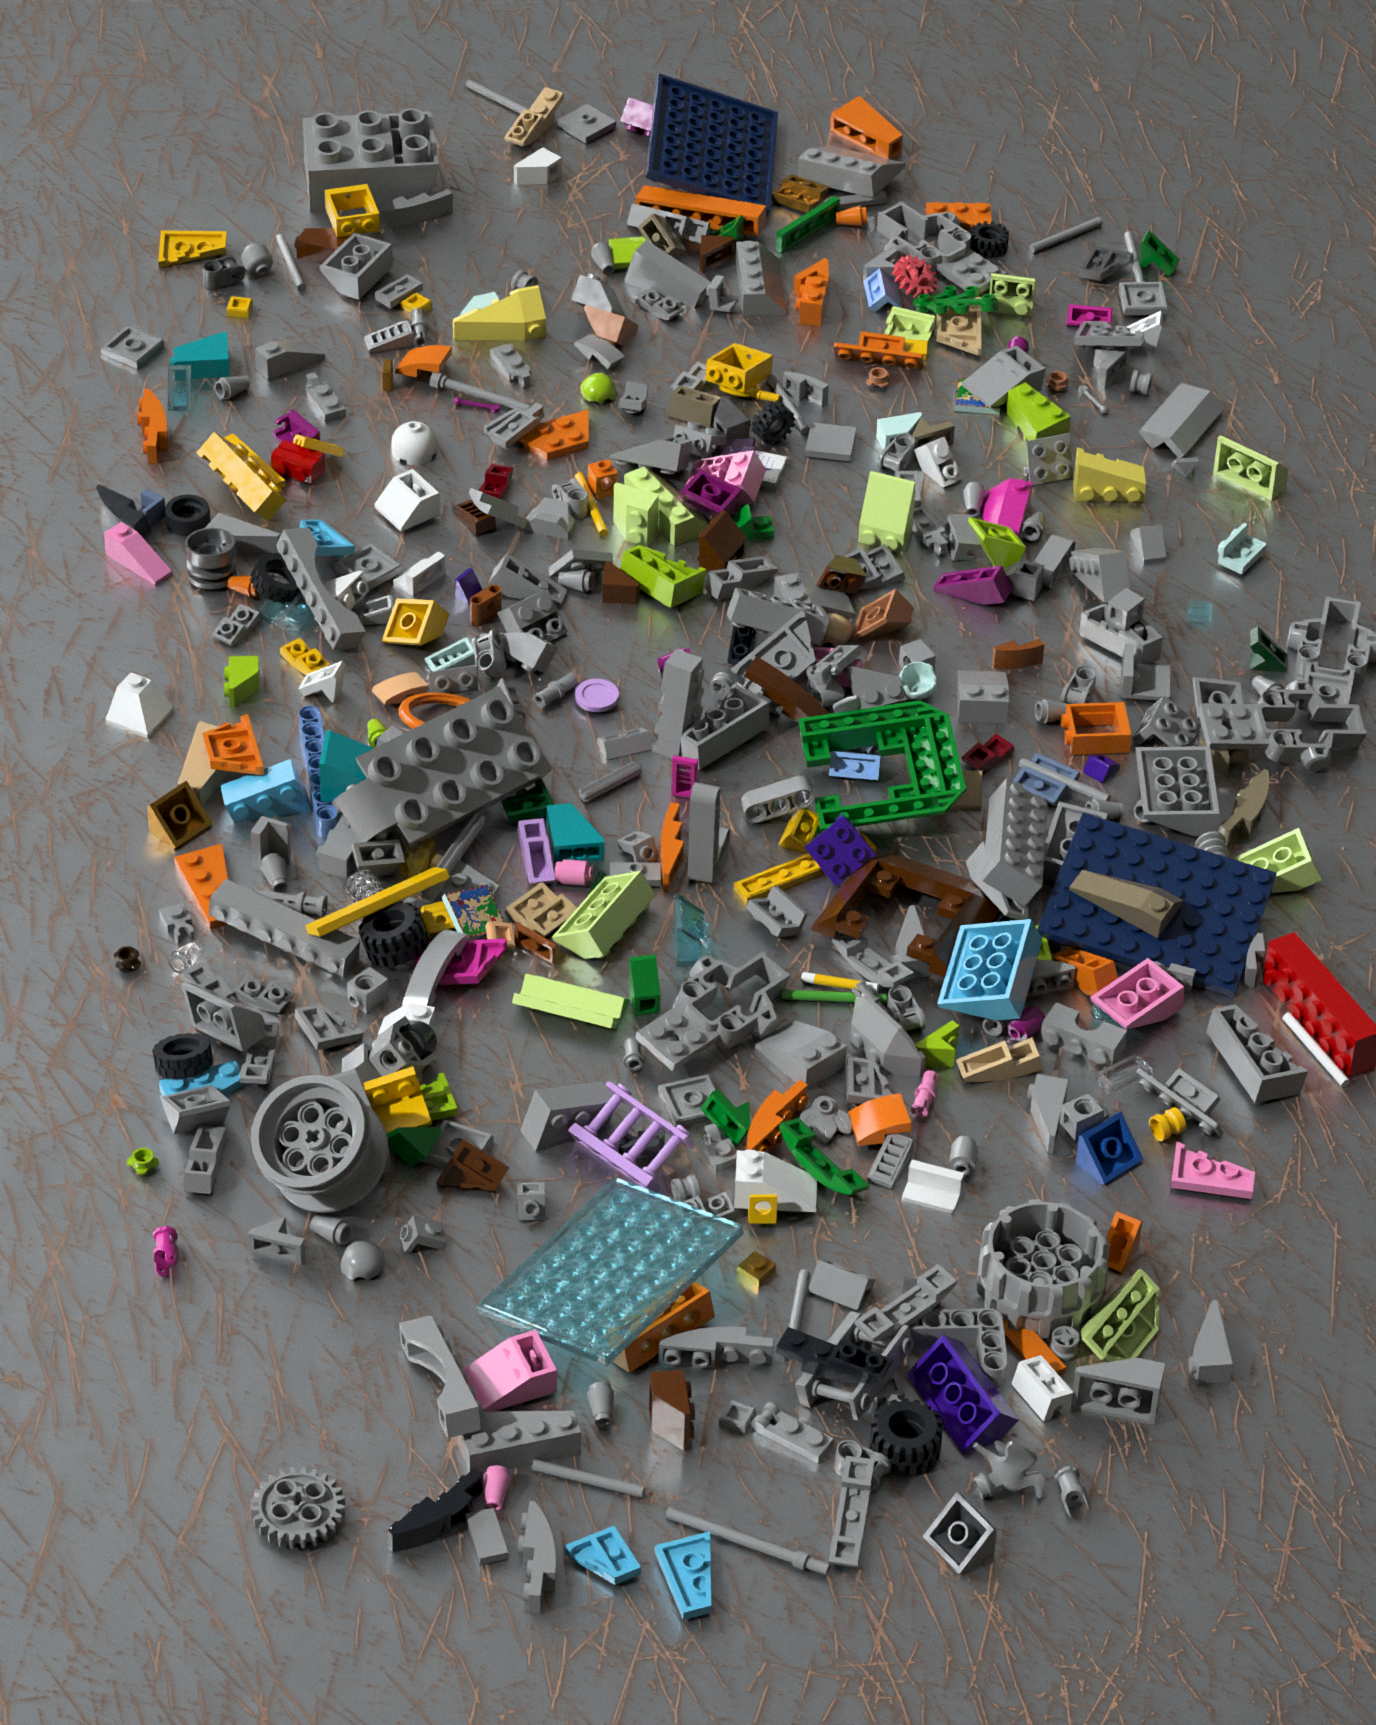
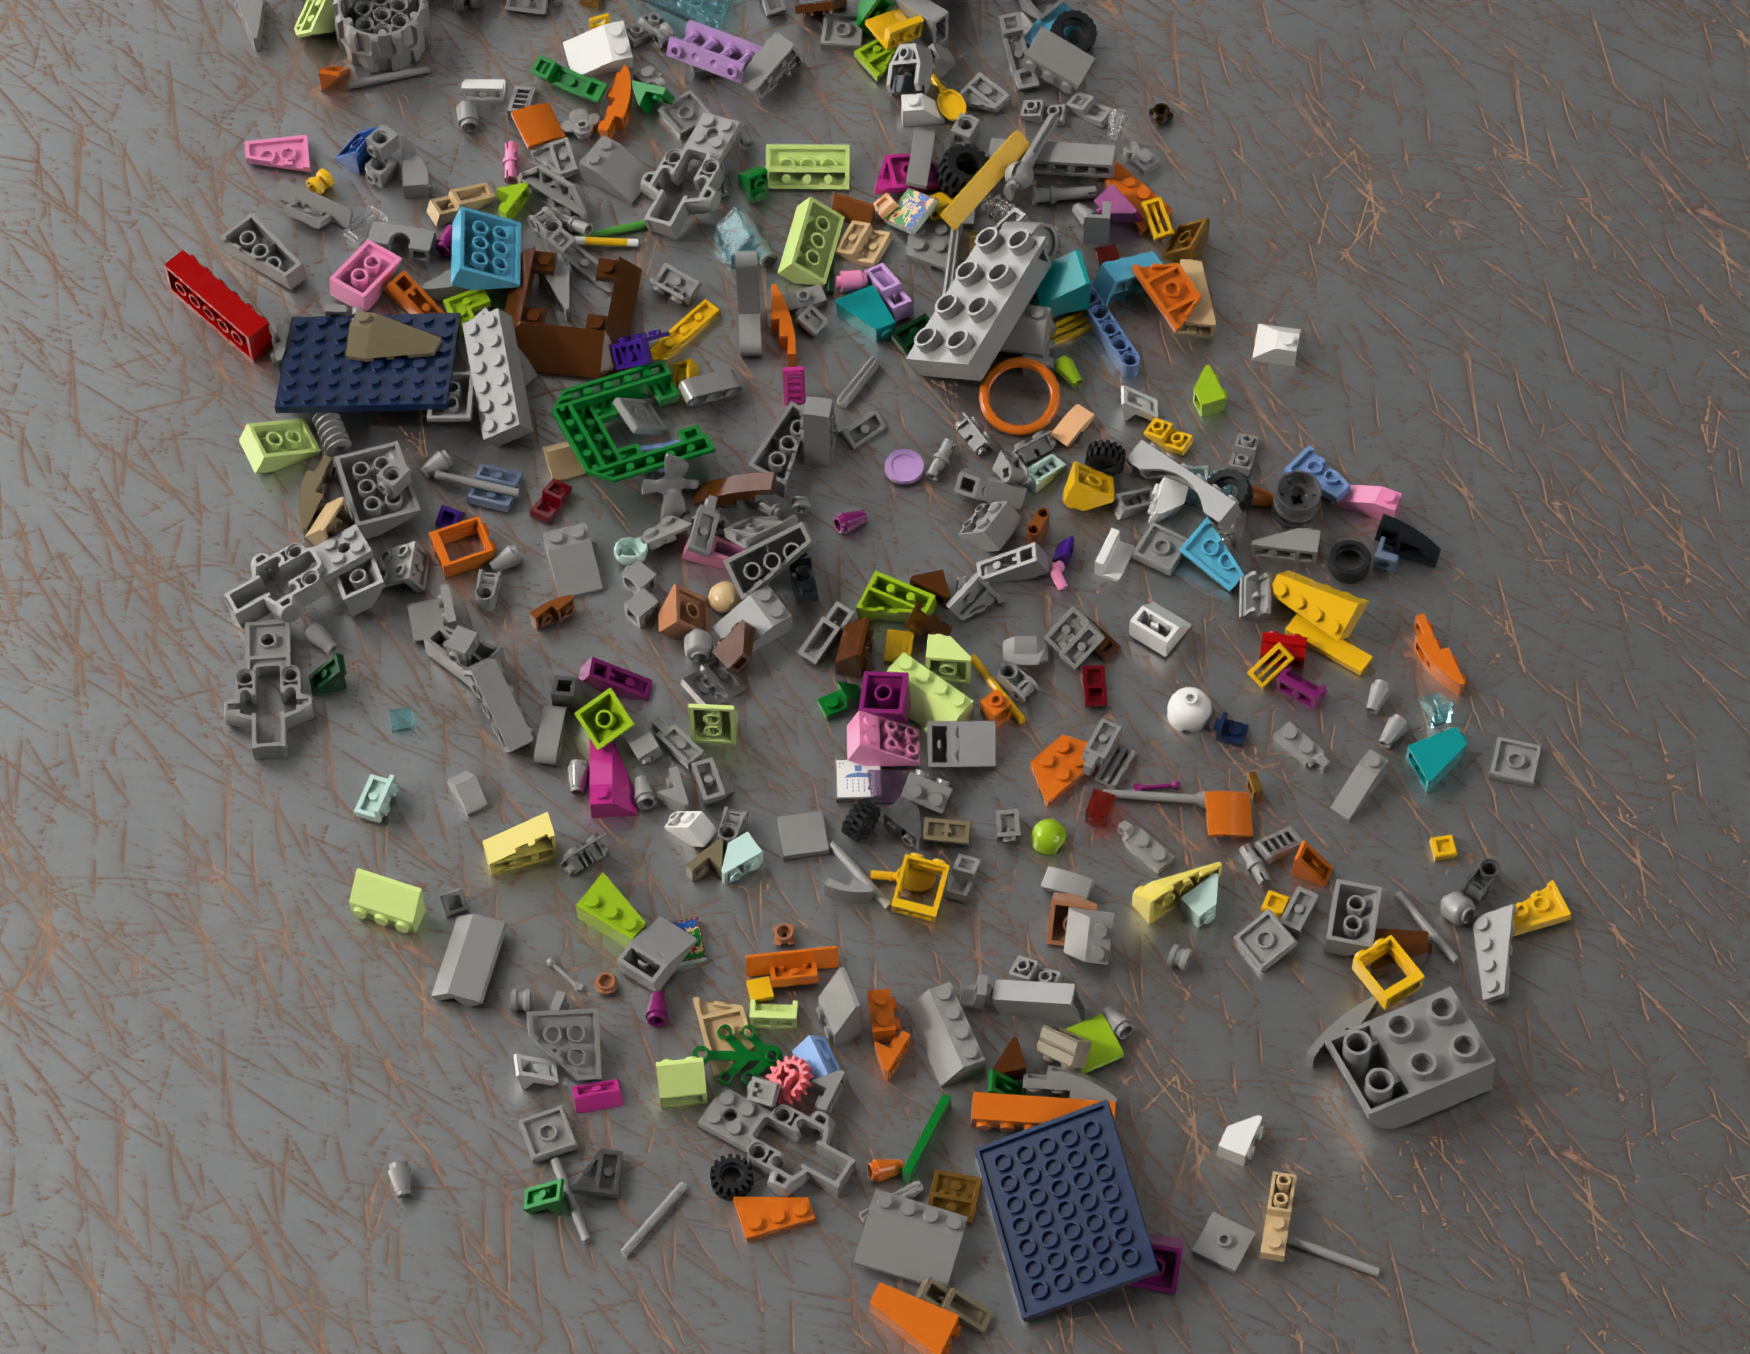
camera: 165 degrees right, 15 degrees up
(175, 584) = (1332, 483): none -> medium blue wing
(198, 852) = (1162, 235): none -> yellow tile
(226, 413) = (1378, 694): none -> light grey cone
(237, 861) = (1121, 208): none -> magenta slope
(242, 225) = (1493, 947): none -> light grey wing
(299, 501) = (1255, 596): none -> light grey hinge
(335, 894) = (1019, 173): none -> light grey piece
(369, 1020) = (948, 101): none -> yellow piece
(372, 316) = (1311, 865): none -> orange slope
(384, 423) = (1230, 731): none -> dark blue bracket
(395, 636) = (1106, 457): none -> black tyre
(441, 277) = (1265, 940): none -> light grey plate
(486, 571) = (1056, 575): none -> bright pink arm
(540, 390) = (1100, 808): none -> clear red brick
(642, 535) = (922, 624): none -> reddish brown wing
(662, 933) = (766, 256): none -> light grey pin
(676, 549) = (897, 643): none -> yellow piece
(833, 131) = (970, 1312): none -> dark tan slope
(850, 300) = (840, 1009): none -> light grey slope
(866, 785) = (640, 416): none -> light grey tile
(875, 586) = (698, 645): none -> light grey head
(927, 631) = (642, 608): none -> light grey brick
(943, 269) = (763, 1091): none -> light grey bracket
(945, 488) = (675, 796): none -> light grey slope
(1159, 765) = (396, 471): none -> light grey brick
(1238, 765) = (331, 521): none -> tan slope
(1284, 299) = (401, 1178): none -> light grey cone

